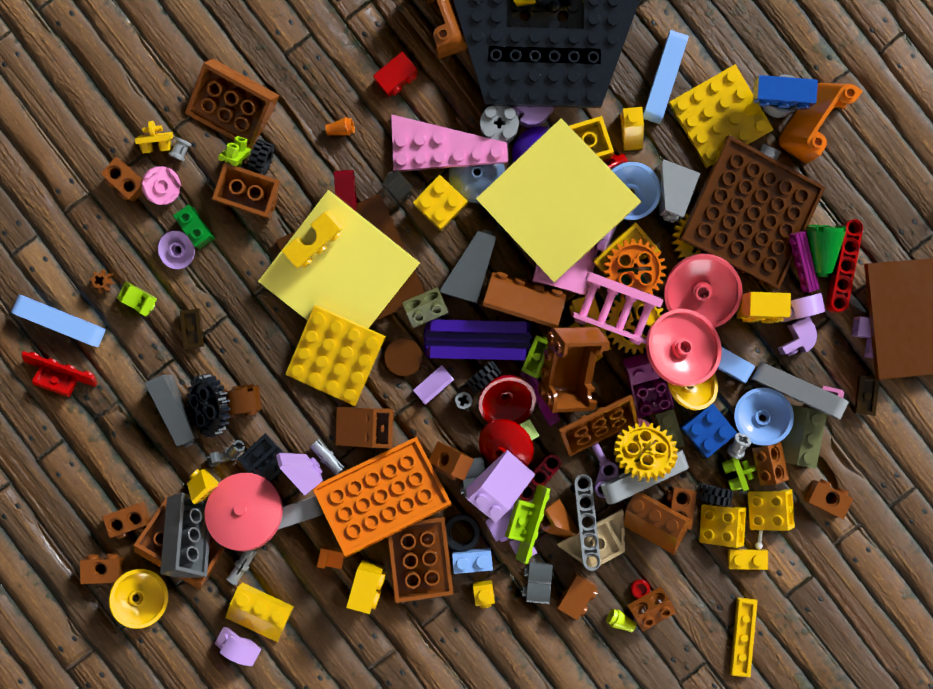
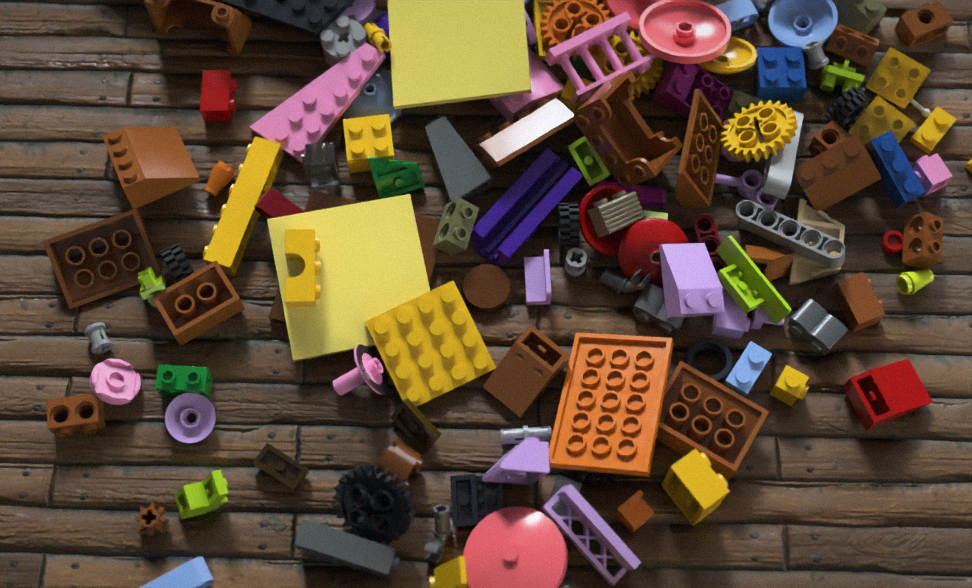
camera: 50 degrees left, 20 degrees down
(163, 139) = (59, 363): yellow hips -> none
(279, 387) = (415, 425): none -> dark brown plate
(286, 332) = (368, 370): none -> bright pink piece
(299, 538) = (597, 527): none -> lavender fence
(310, 78) = (150, 162): none -> dark orange slope
(340, 157) = (239, 215): none -> yellow brick
(429, 239) = (394, 176): none -> green wing
(450, 461) = (627, 311): dark orange brick -> none
(472, 443) = (624, 285): none -> dark grey piece
(510, 404) = (615, 214): none -> dark tan brick
(517, 145) = (377, 37): none -> yellow pin
(526, 656) = (886, 393): none -> red slope
(690, 556) = (894, 168): none -> blue brick
(709, 580) = (932, 173): none -> bright pink brick

